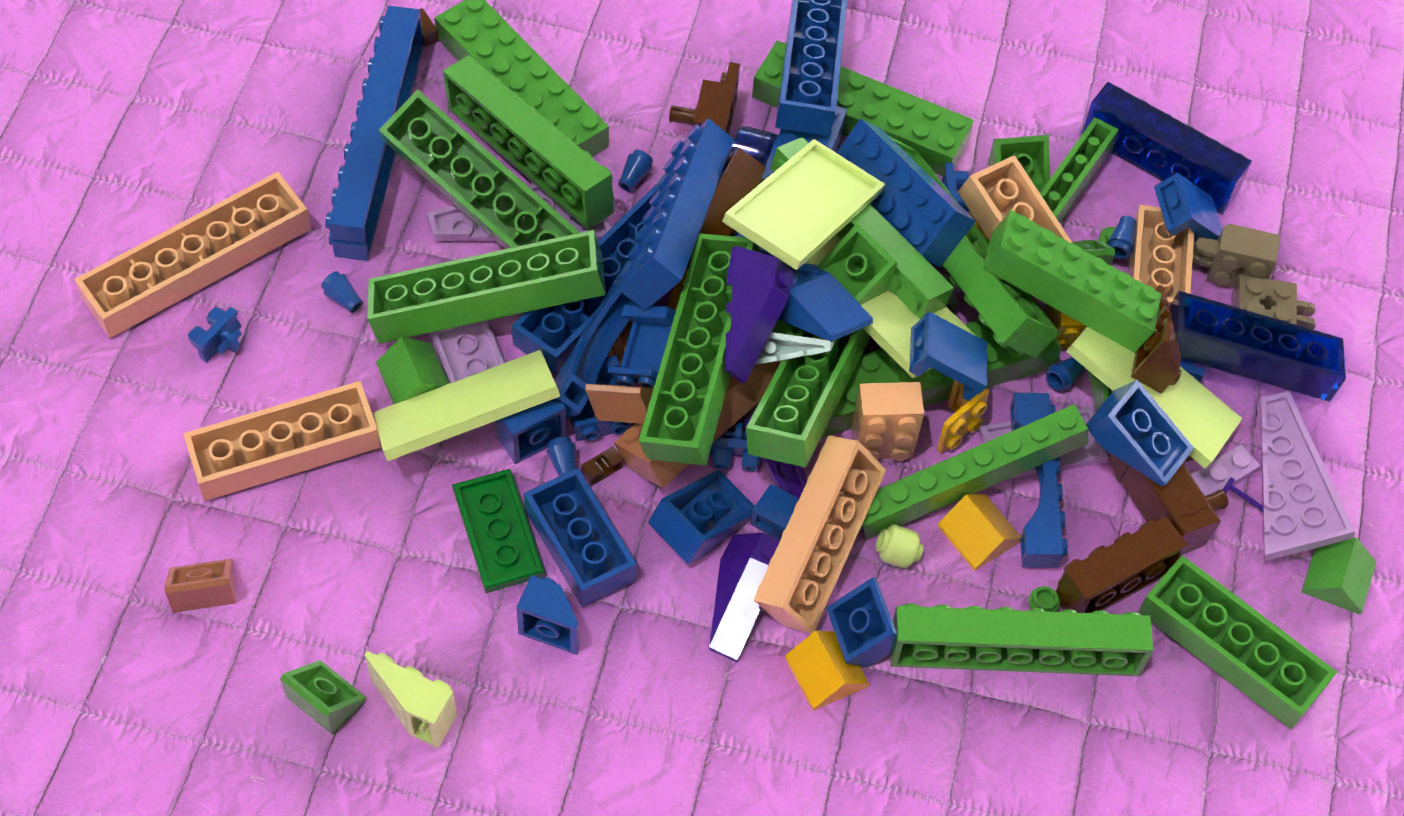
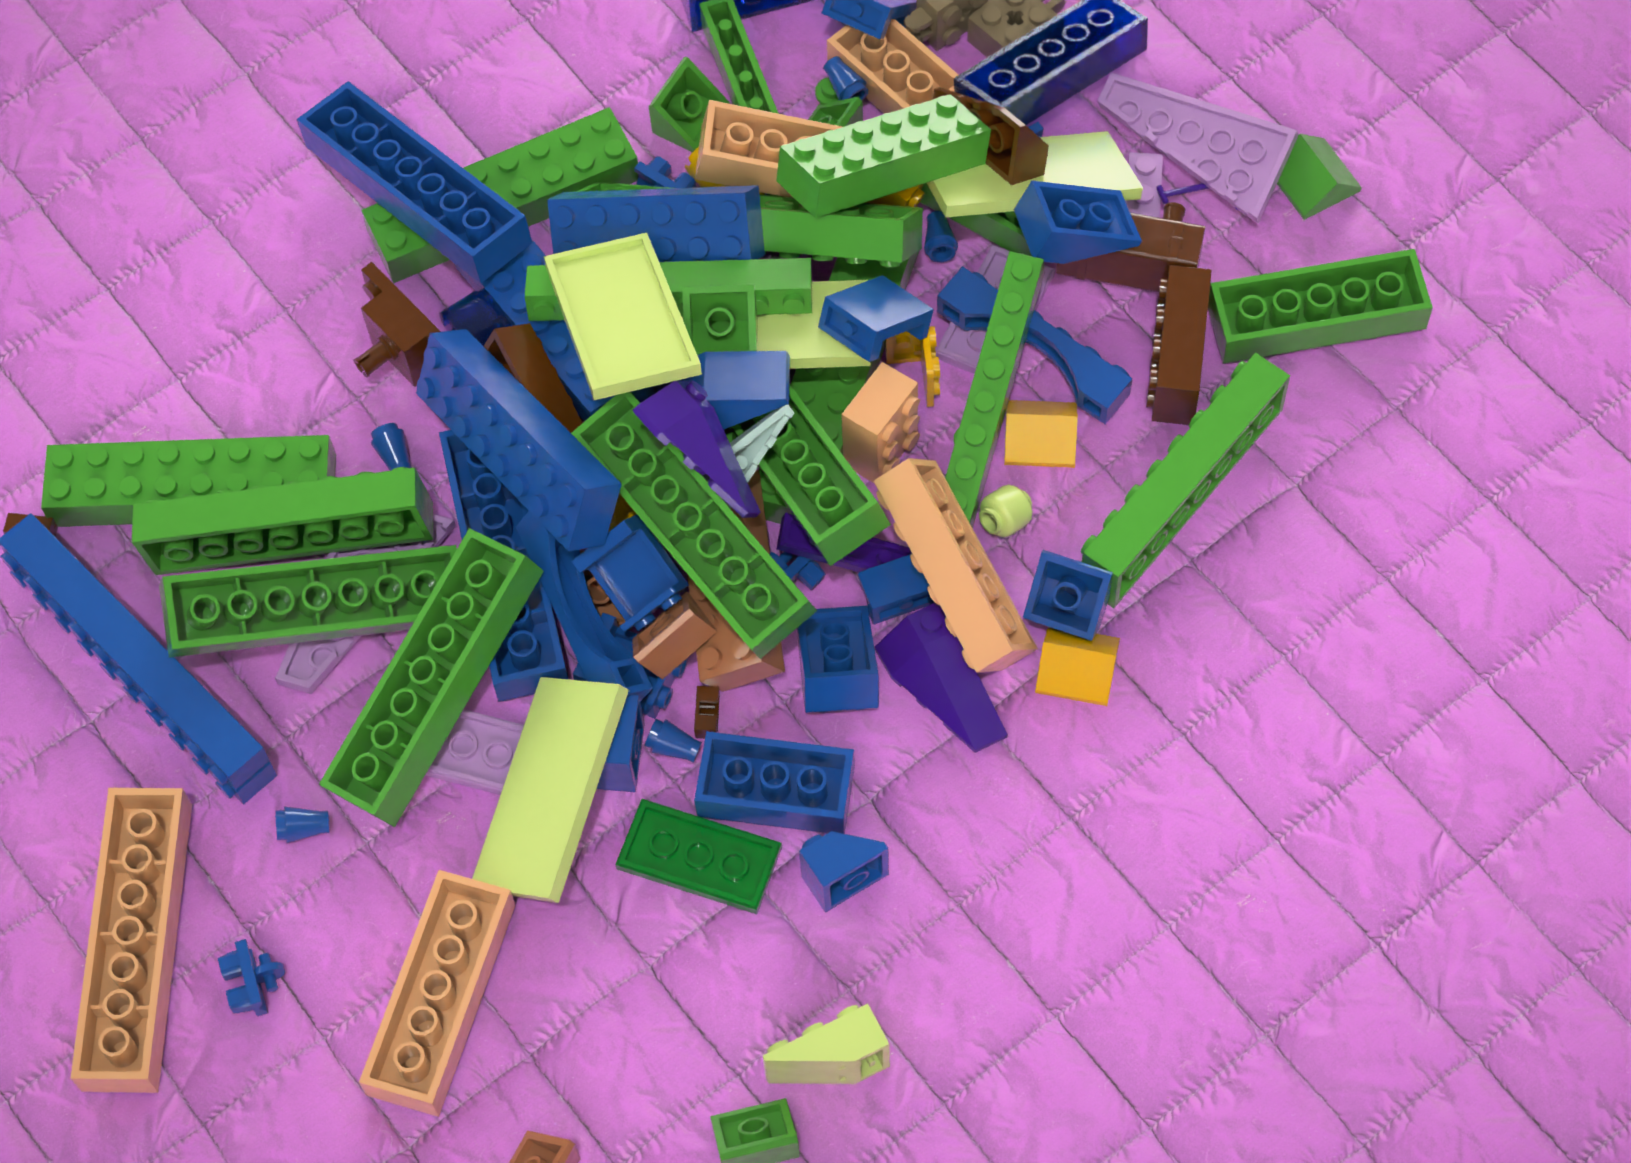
camera: 45 degrees left, 5 degrees up
(410, 369) = (452, 819): bright green slope -> none
(1044, 598) = (1153, 431): bright green plate -> none

